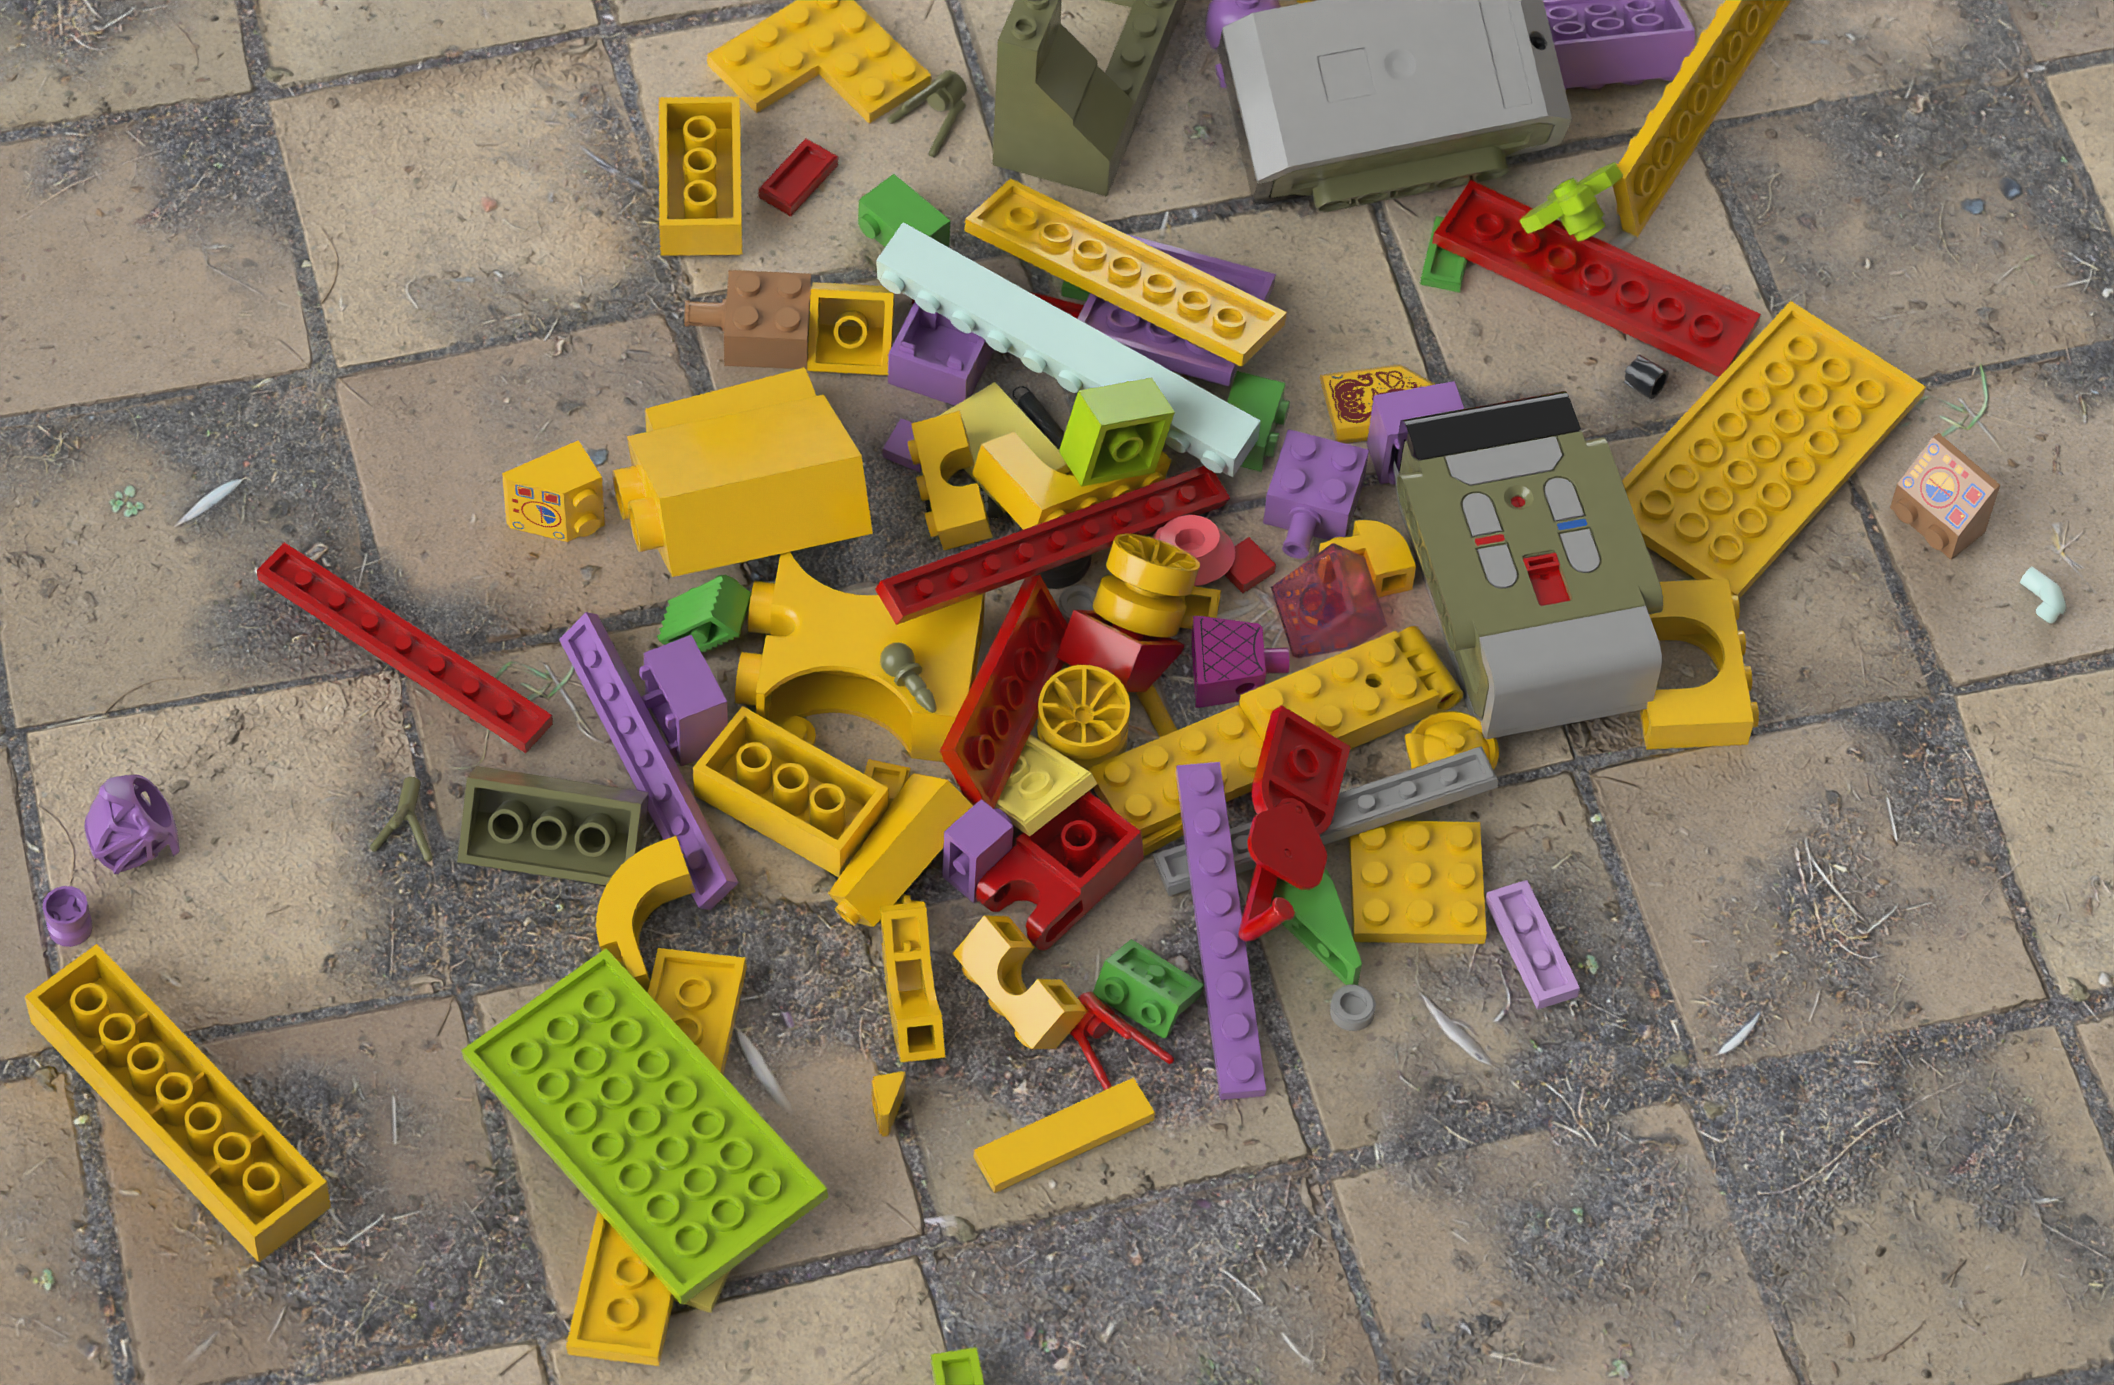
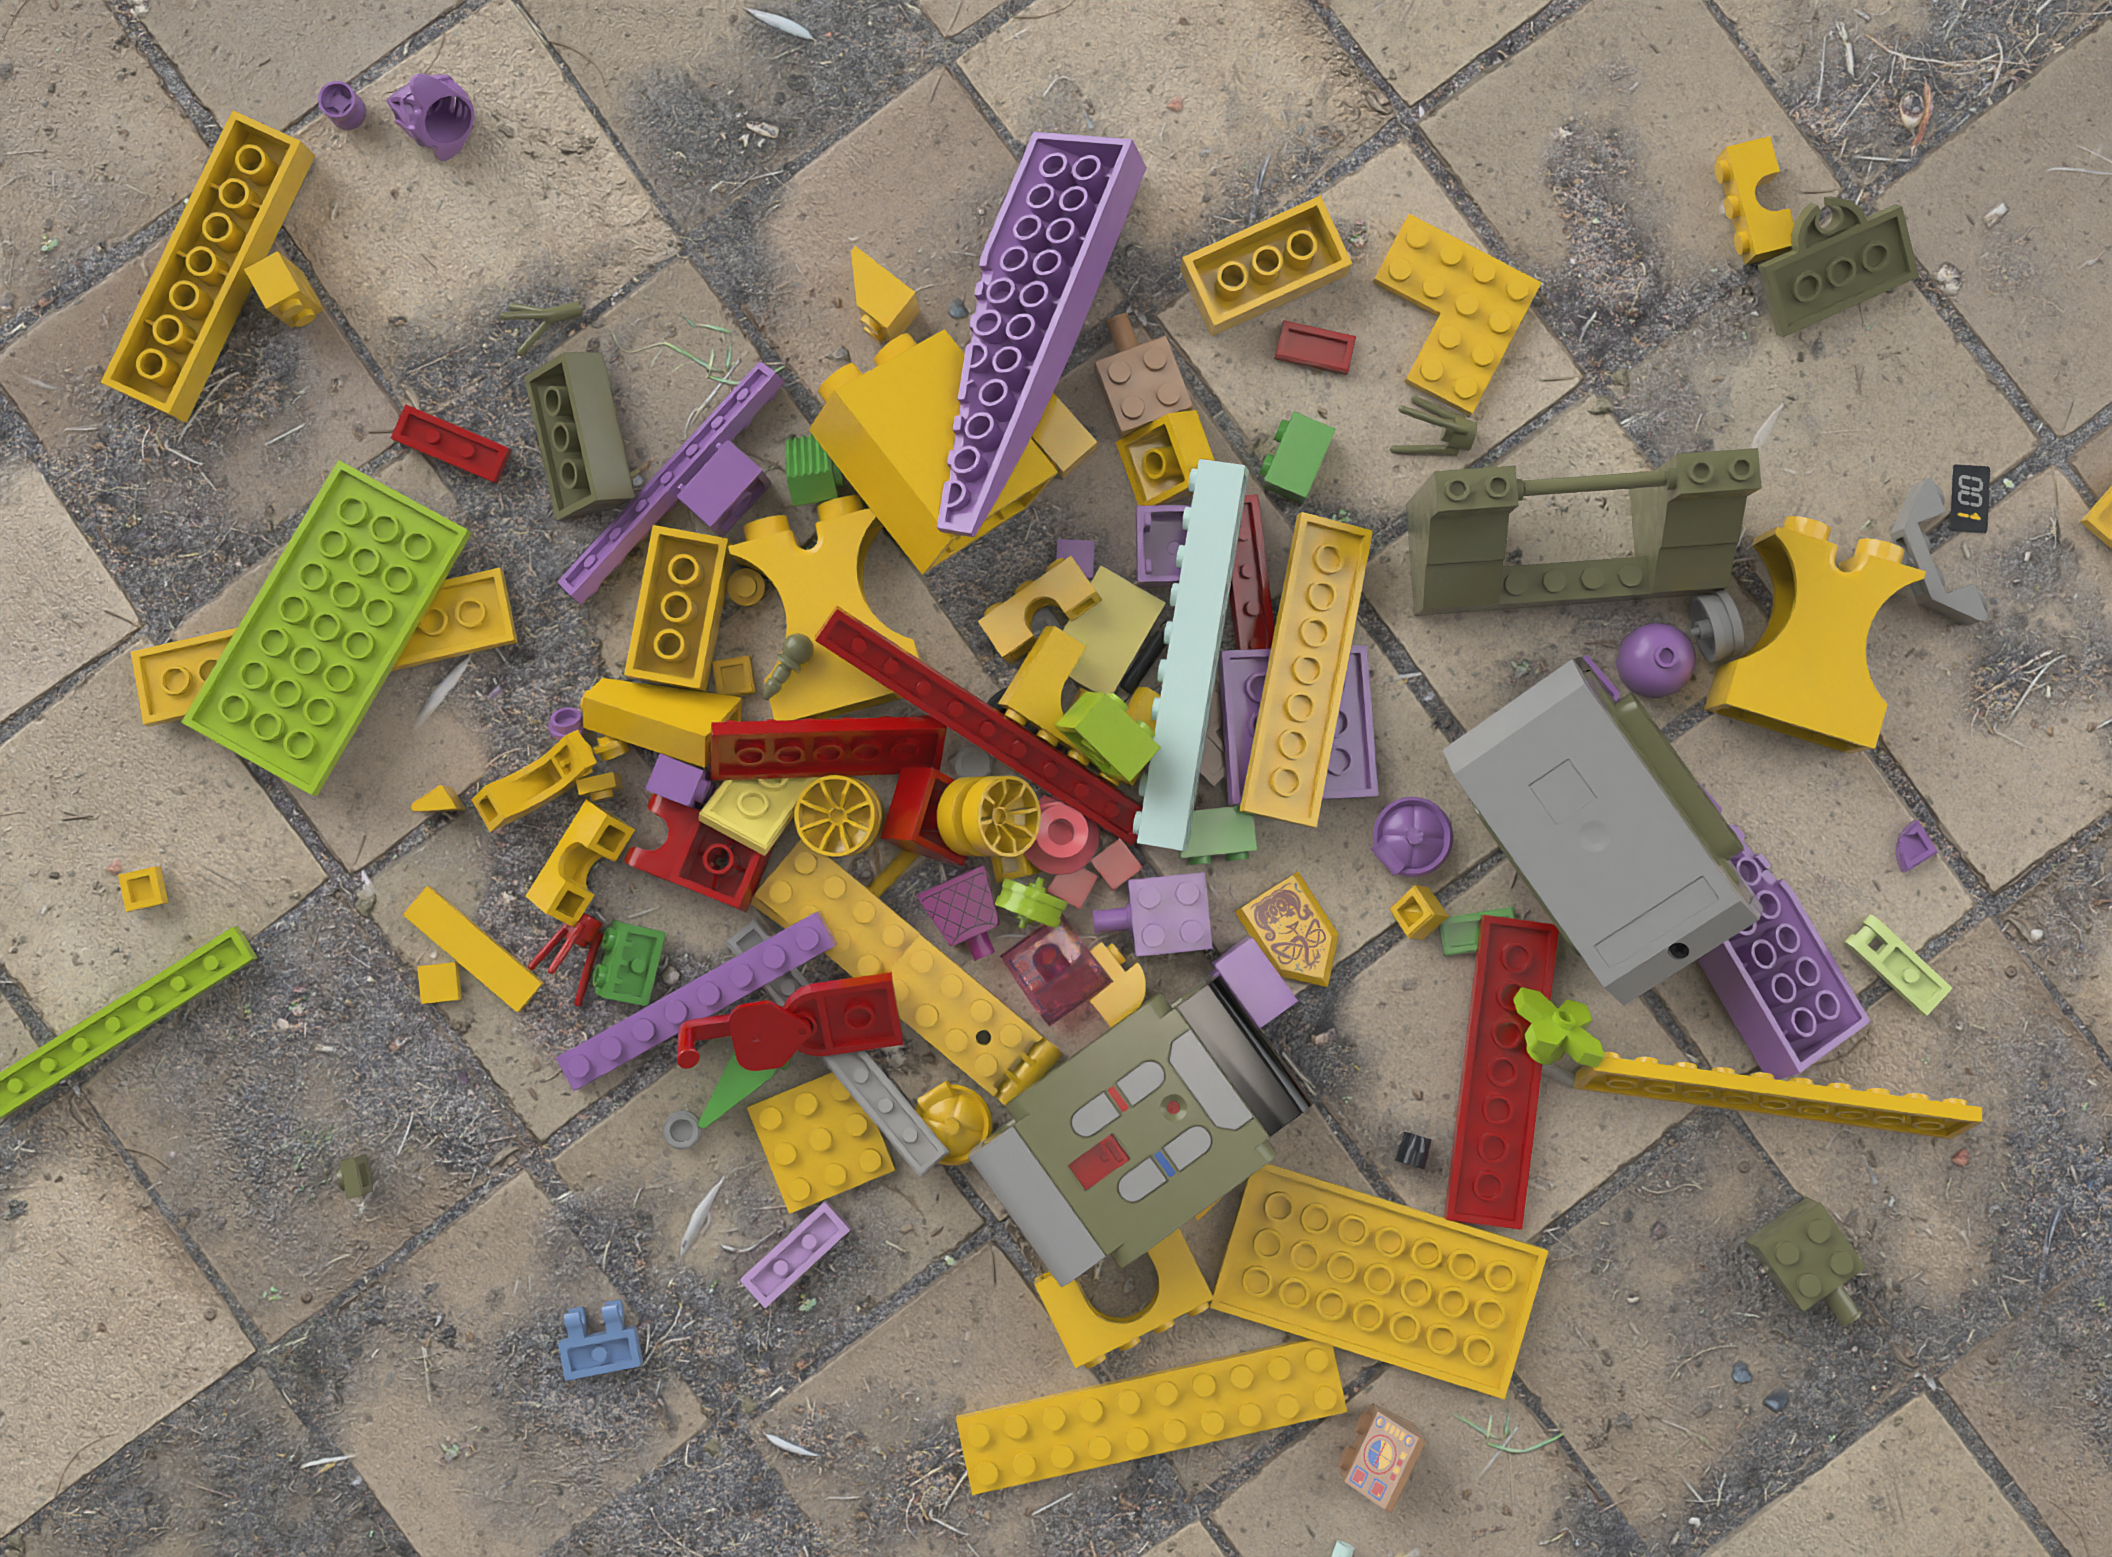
camera: 75 degrees right, 30 degrees up
(248, 1029) = (284, 290): none -> yellow brick
(405, 647) = (697, 242): red plate -> none
(496, 950) = (451, 444): none -> red plate
(632, 894) = (519, 526): yellow arch -> none
(633, 354) = (1032, 305): none -> medium lavender wedge
(861, 949) = (565, 721): none -> medium lavender plate
(943, 940) = (599, 786): none -> yellow plate
(1087, 1181) = (439, 982): none -> yellow tile
(1243, 519) = (1116, 864): none -> tile
(1252, 589) = (1031, 903): none -> lime wheel
(1269, 1335) = (355, 1176): none -> olive plate
(1329, 265) = (1412, 837): none -> medium lavender piece
(1407, 290) = (1418, 912): none -> yellow slope
(1565, 1166) = (600, 1351): none -> medium blue plate
(1828, 698) = (1150, 1414): none -> yellow plate
(1879, 106) = (1809, 1259): none -> olive brick

